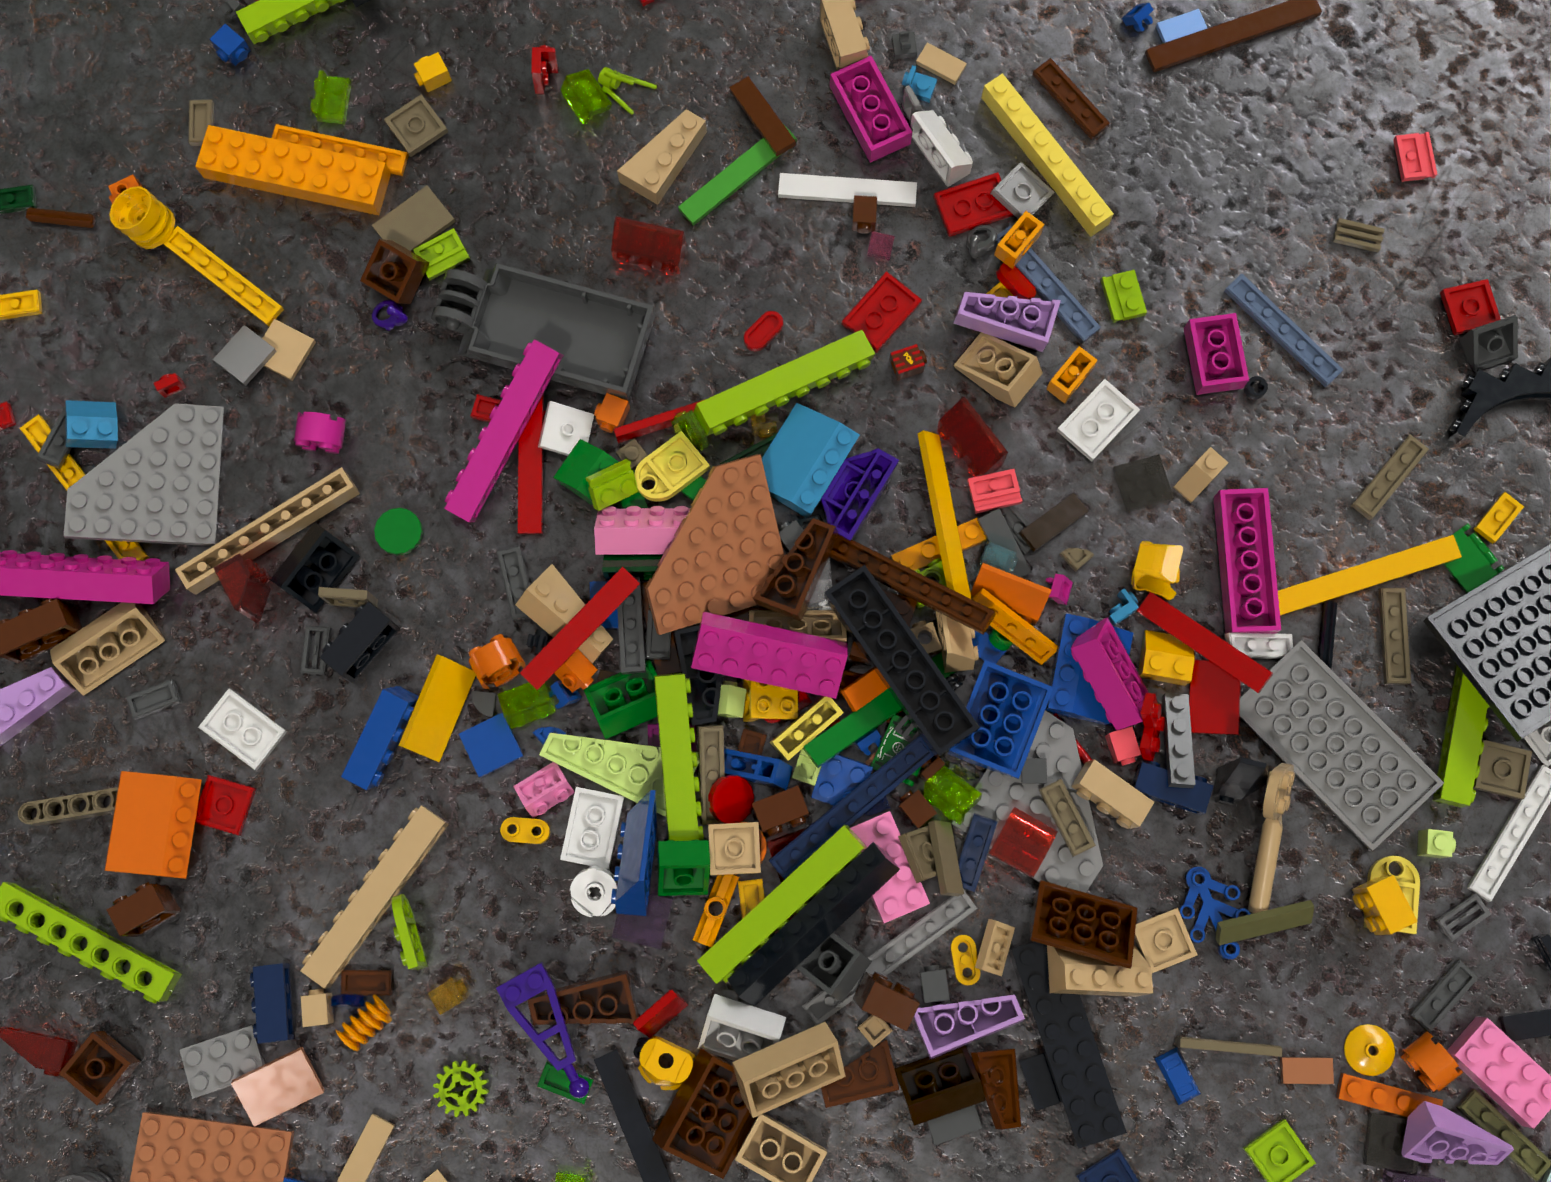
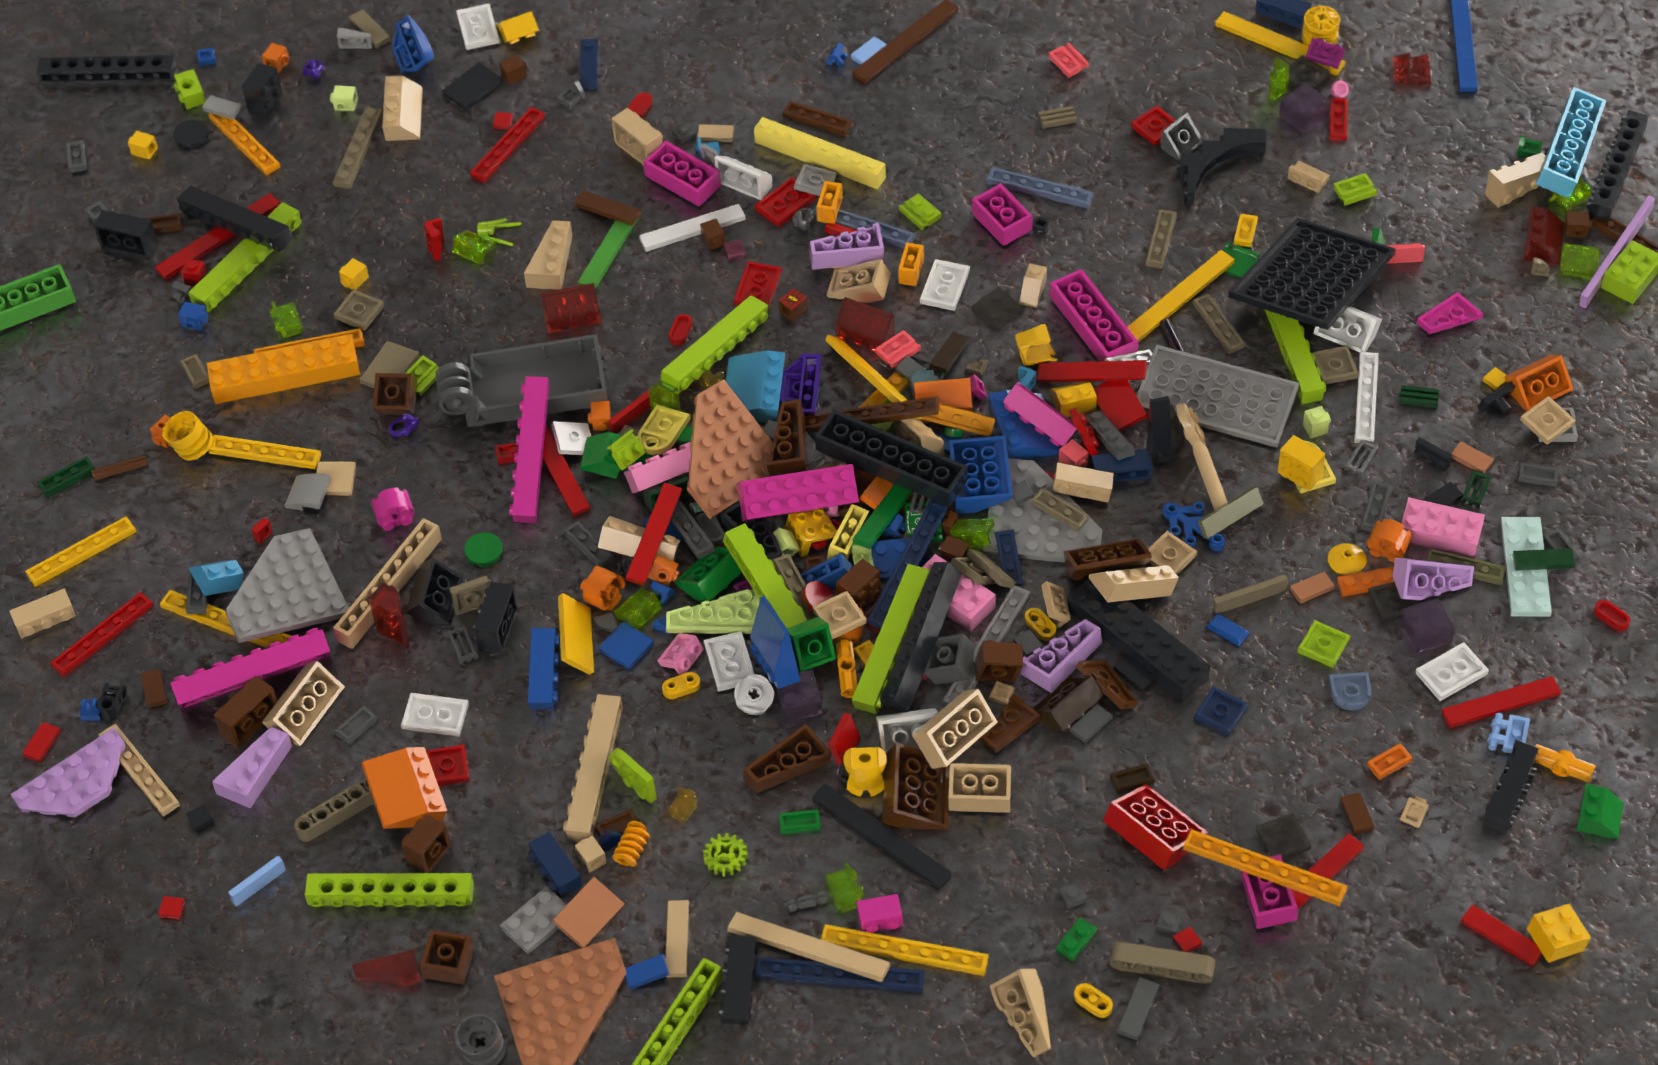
camera: 25 degrees left, 25 degrees down
(525, 987) = (738, 758): dark purple plate -> none
(1023, 842) = (1038, 534): clear red slope -> none

